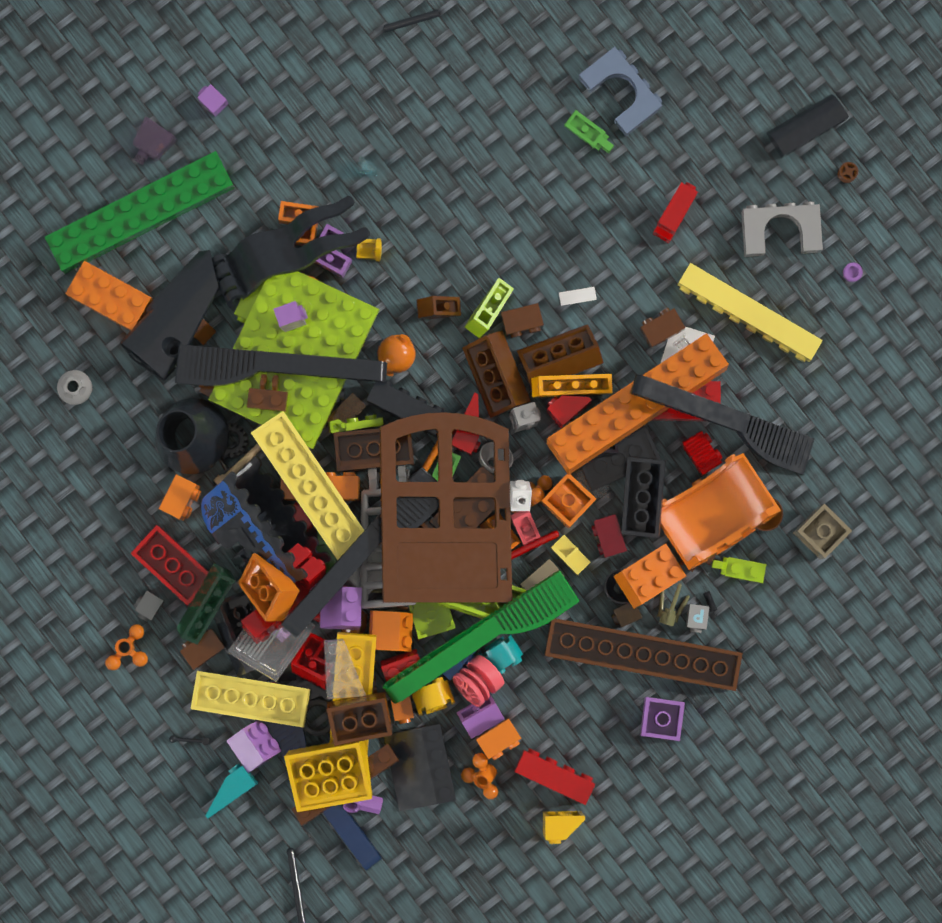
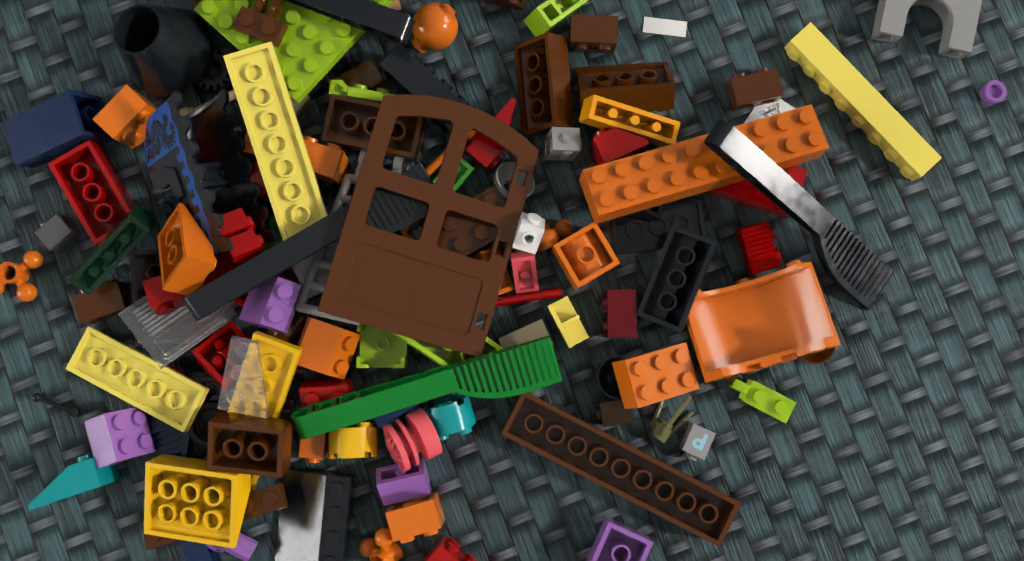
camera: 20 degrees right, 0 degrees up
(123, 524) = (54, 128): none -> dark blue slope
(710, 602) = (716, 425): black piece -> none
(822, 531) = (879, 385): dark tan brick -> none

